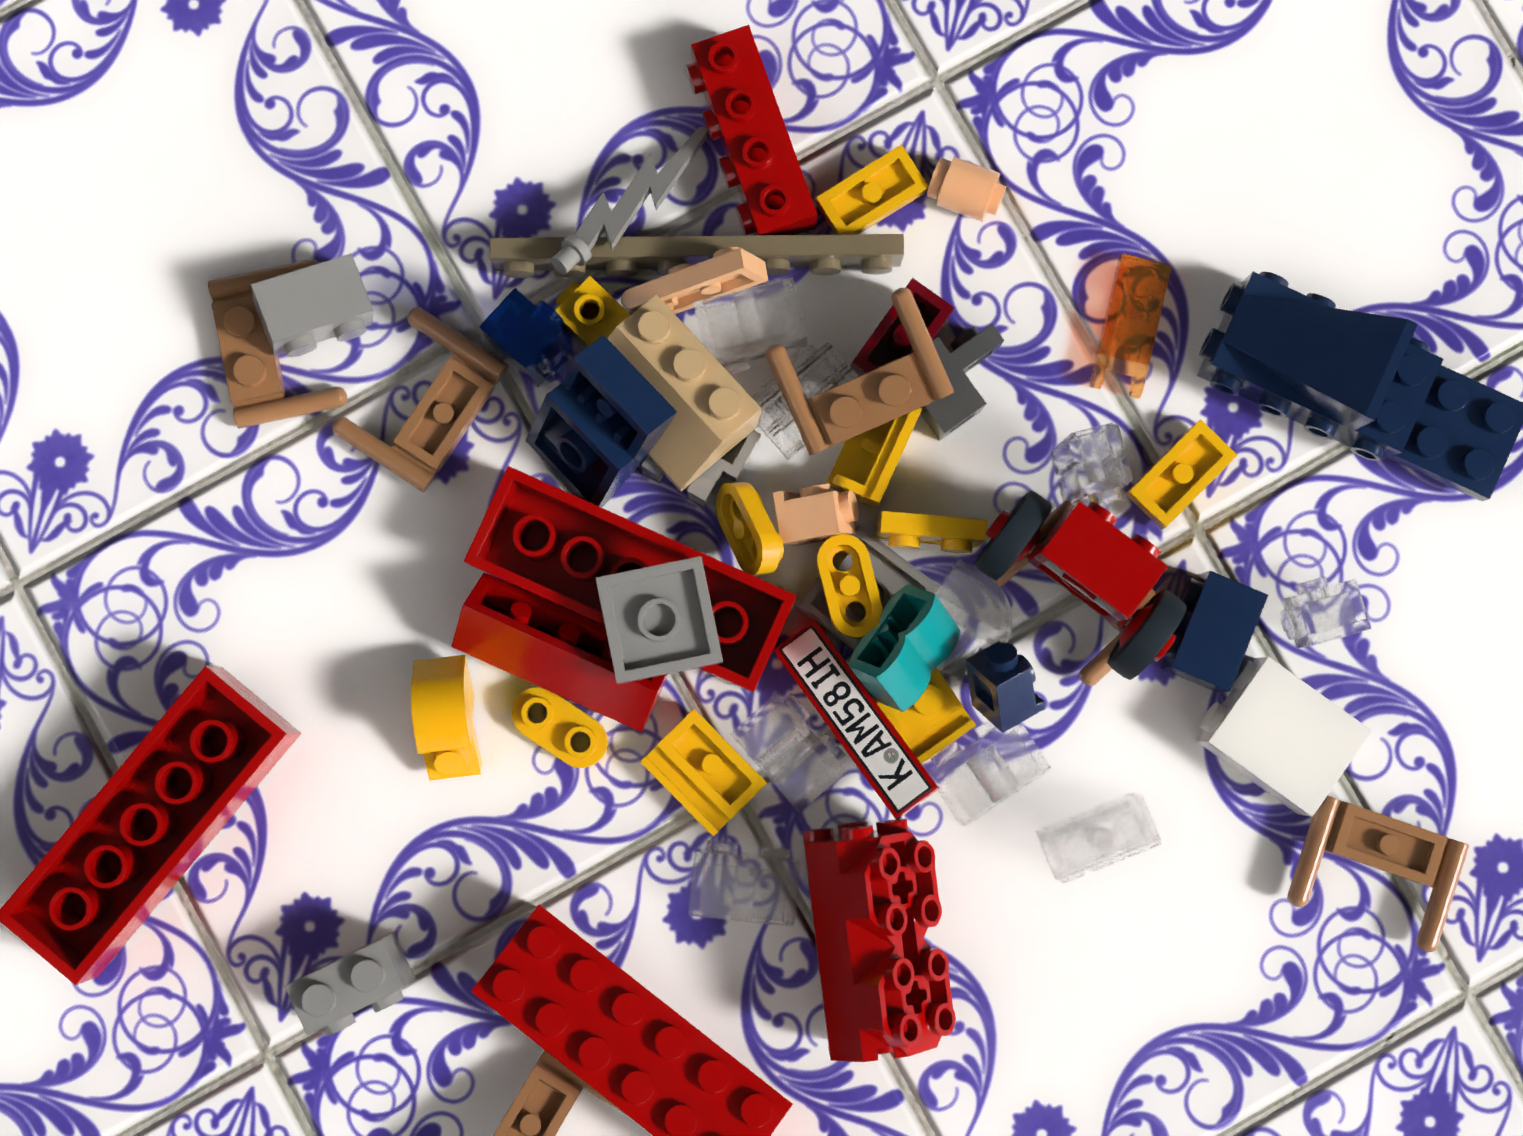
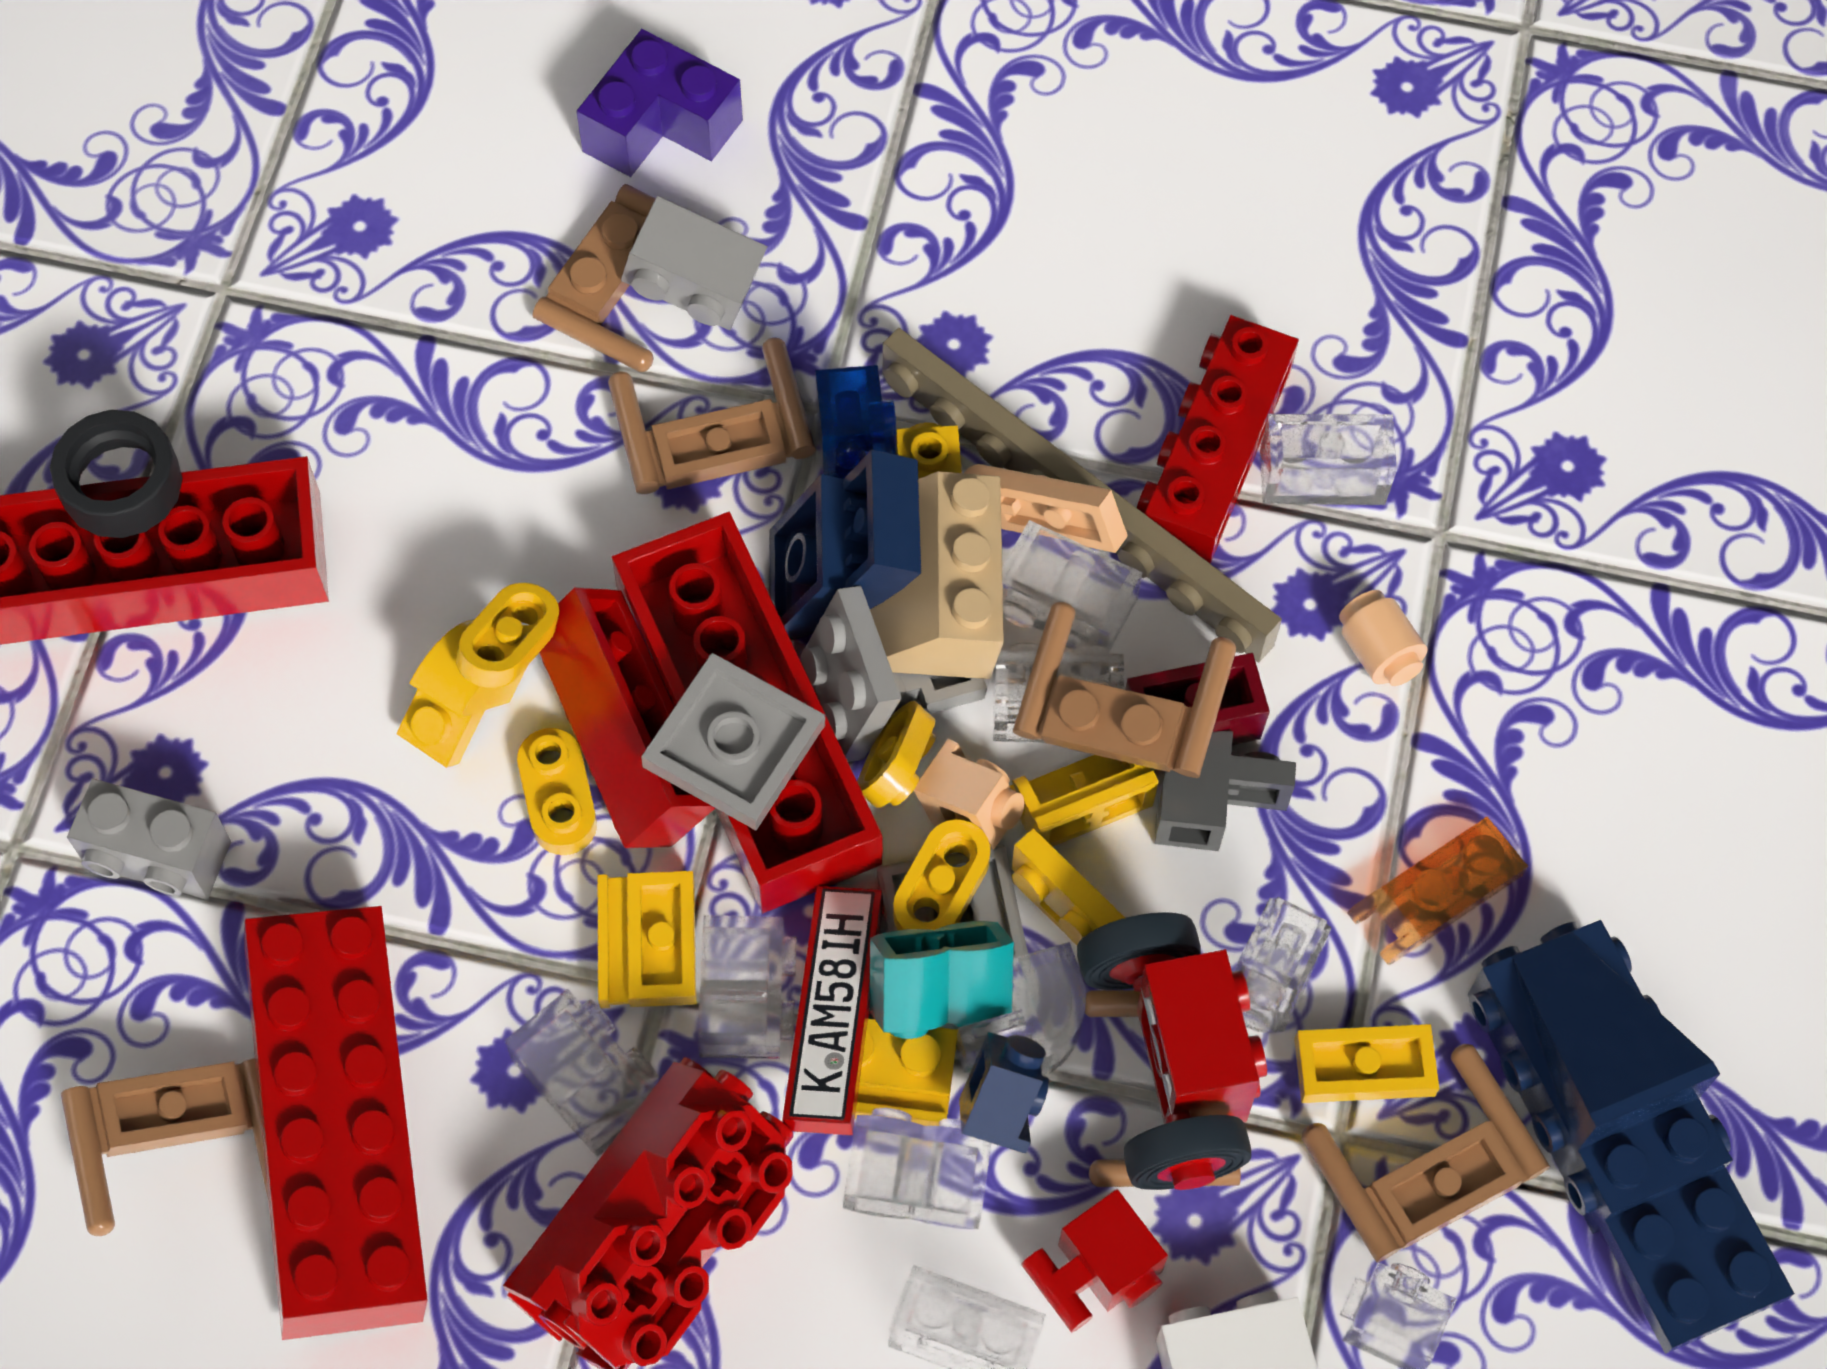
camera: 45 degrees right, 20 degrees down
(58, 787) = (104, 433): none -> black tyre
(165, 201) = (658, 94): none -> dark purple brick
(453, 675) = (501, 636): none -> yellow plate
(577, 247) = (1020, 400): light grey piece -> none
(677, 504) = (851, 673): none -> light grey plate
(835, 94) = (1327, 459): none -> clear brick
(872, 193) = (1290, 572): yellow plate -> none
(1137, 721) = (1106, 1252): none -> red brick
(1214, 630) = (1264, 1234): dark blue brick -> none
(1282, 507) = (1442, 1182): none -> medium nougat plate

